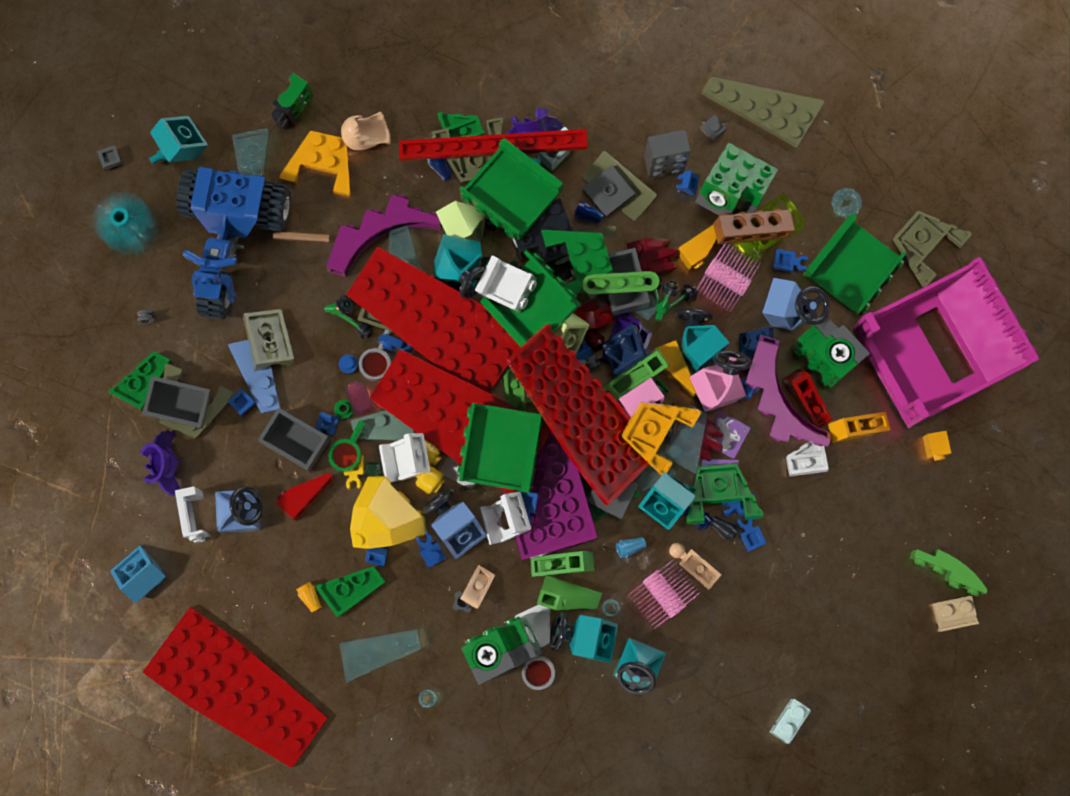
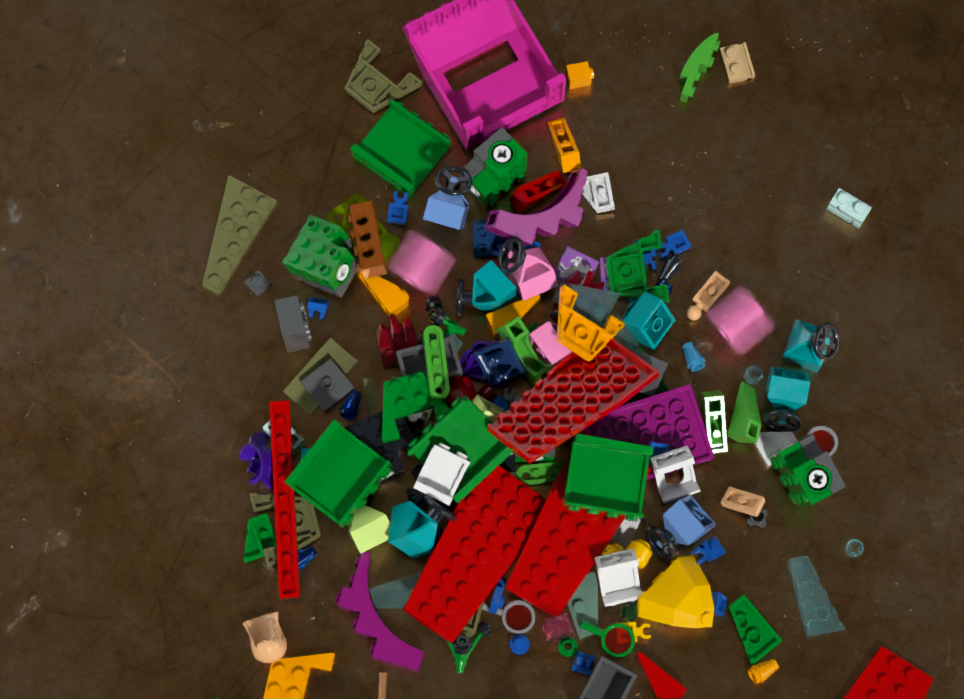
camera: 90 degrees left, 5 degrees down
(846, 194) = (337, 147): clear light blue gear -> none

